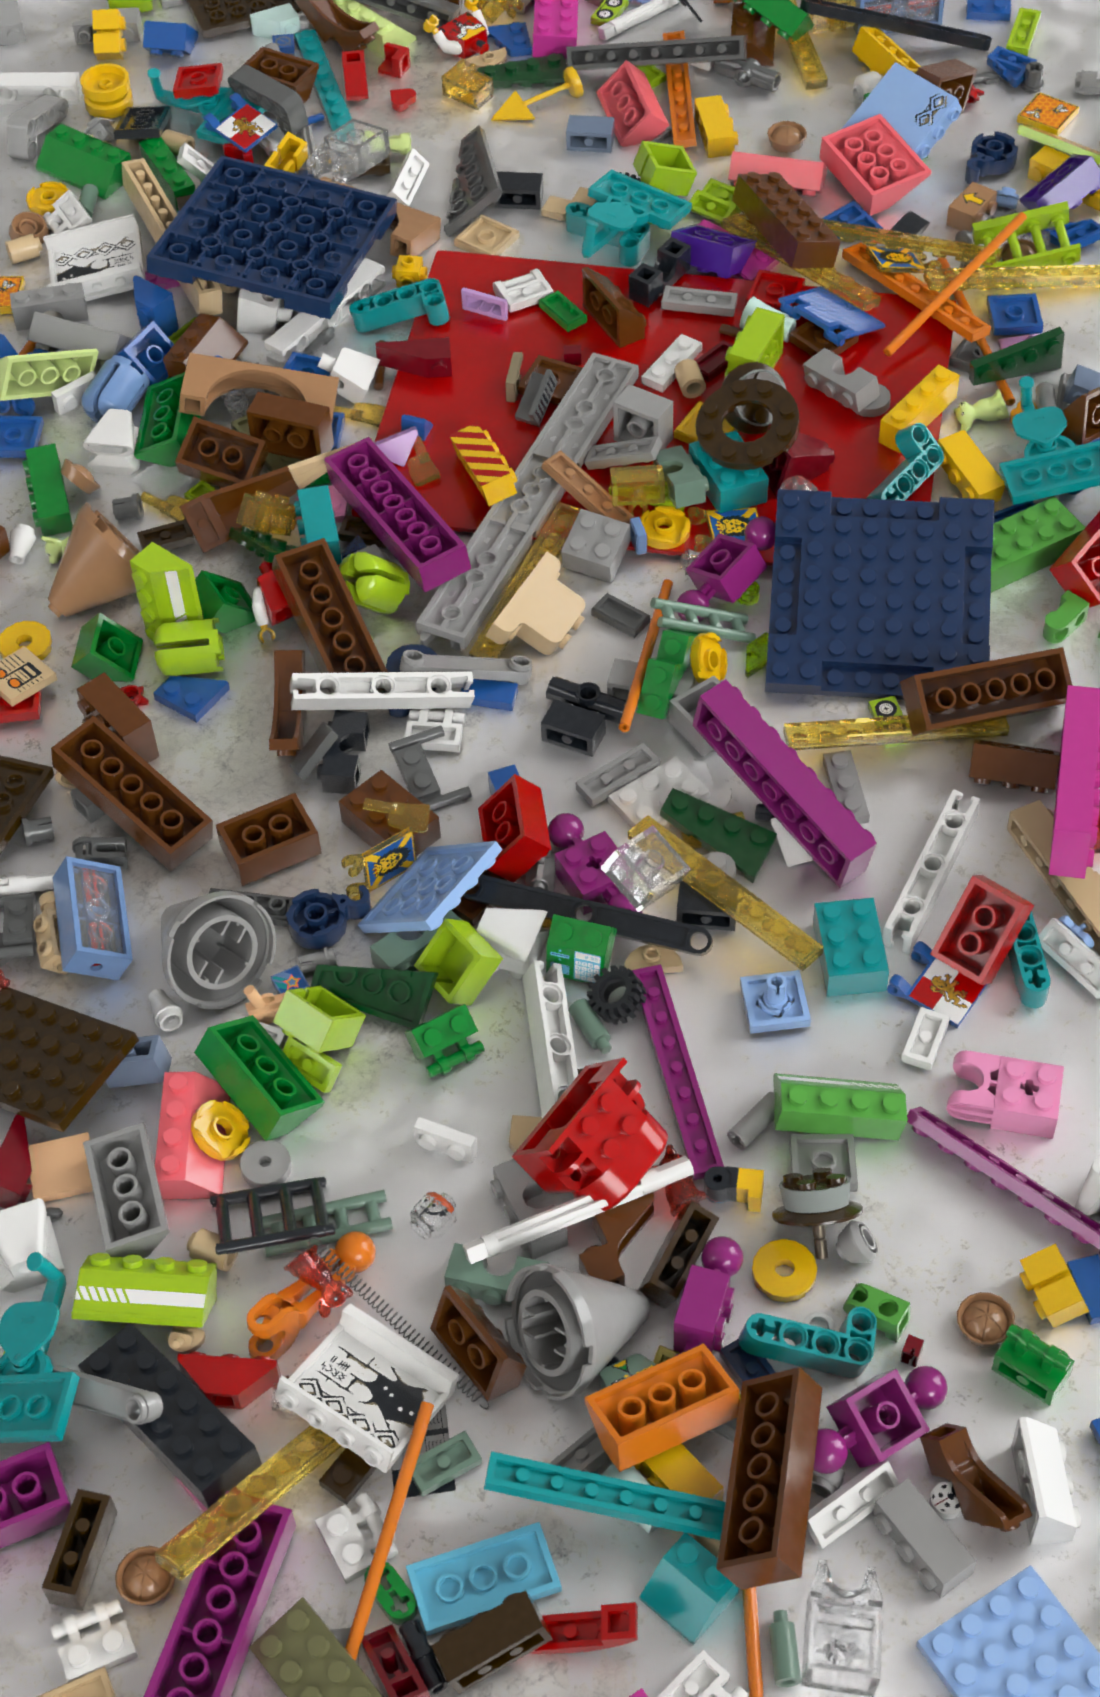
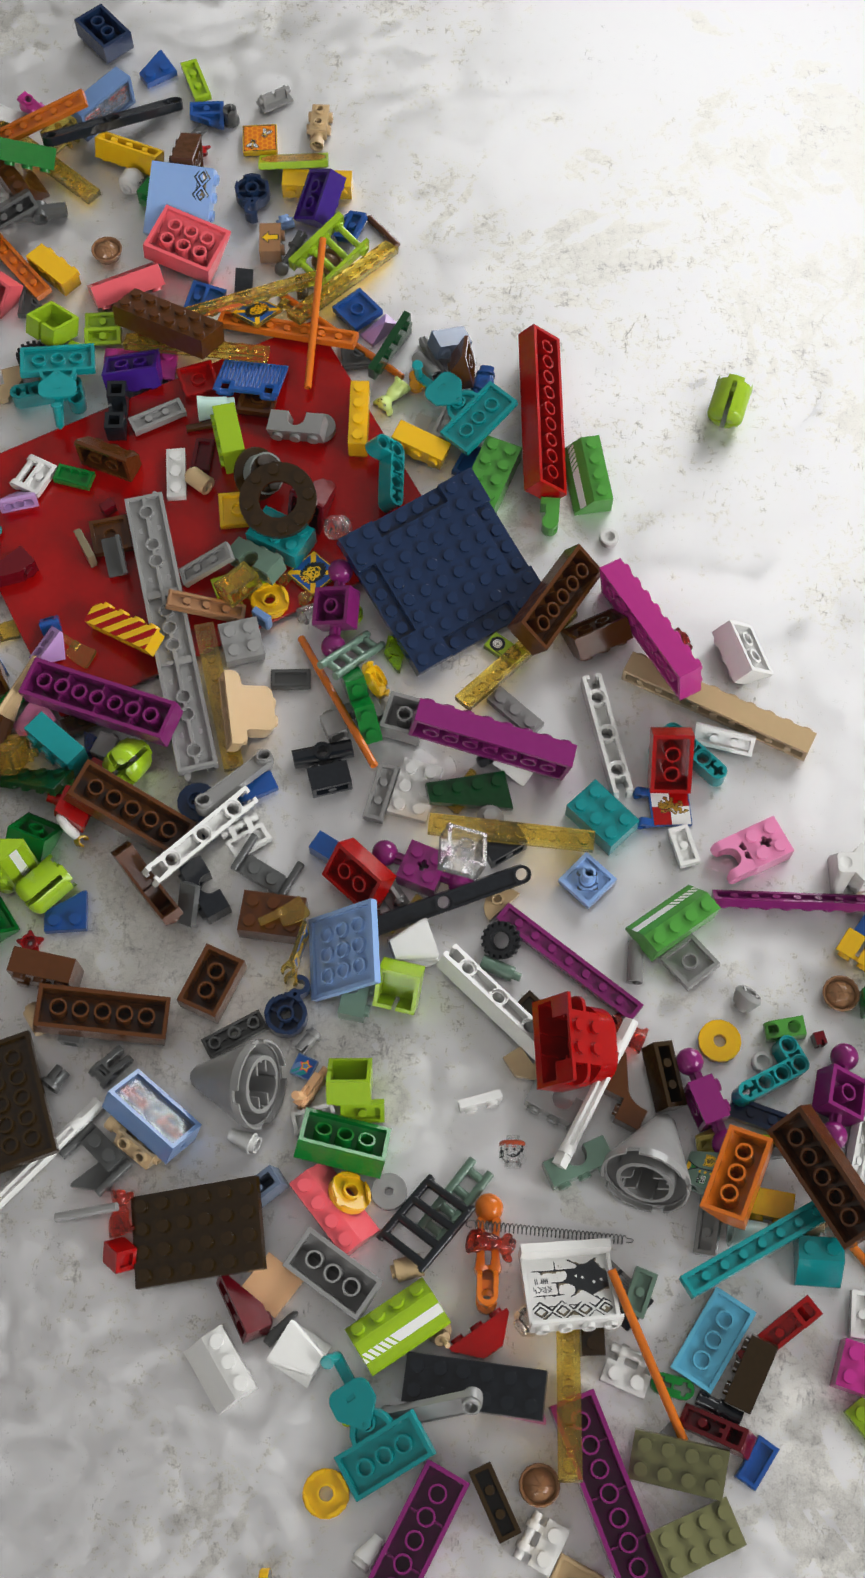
camera: 40 degrees left, 15 degrees up
(384, 993) = (367, 1035): dark green wing -> none
(440, 1032) = (427, 1038): green brick -> none
(476, 1344) = (604, 1212): reddish brown slope -> none
(579, 947) = (458, 925): green slope -> none
(642, 416) = (199, 531): light grey brick -> none
(735, 1185) = (656, 1010): leg -> none
(816, 1202) = (714, 993): piece -> none
(1077, 930) = (711, 721): light blue piece -> none

